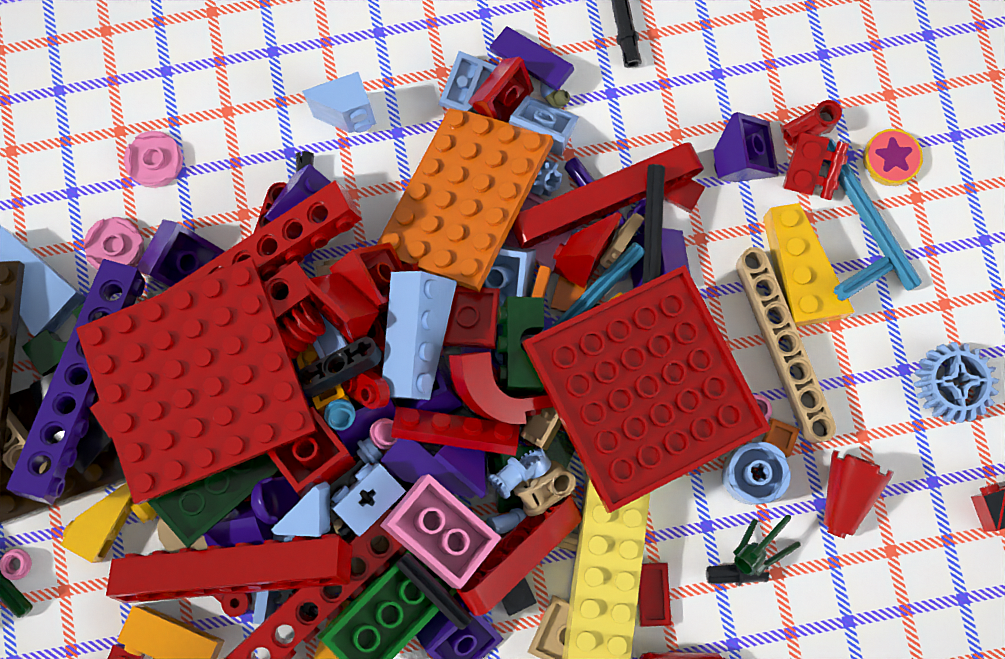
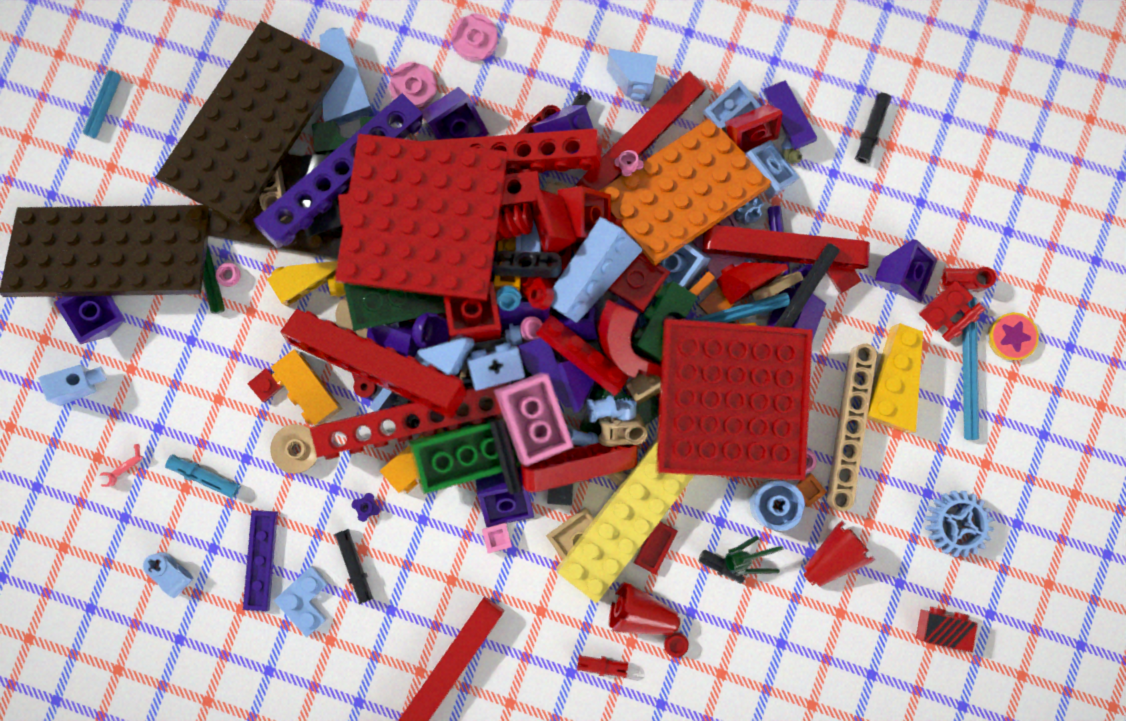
camera: 25 degrees right, 5 degrees up
(384, 196) = (628, 157): none -> bright pink plate
(390, 158) = (646, 130): none -> red beam
(863, 278) = (936, 412): dark azure axle -> none

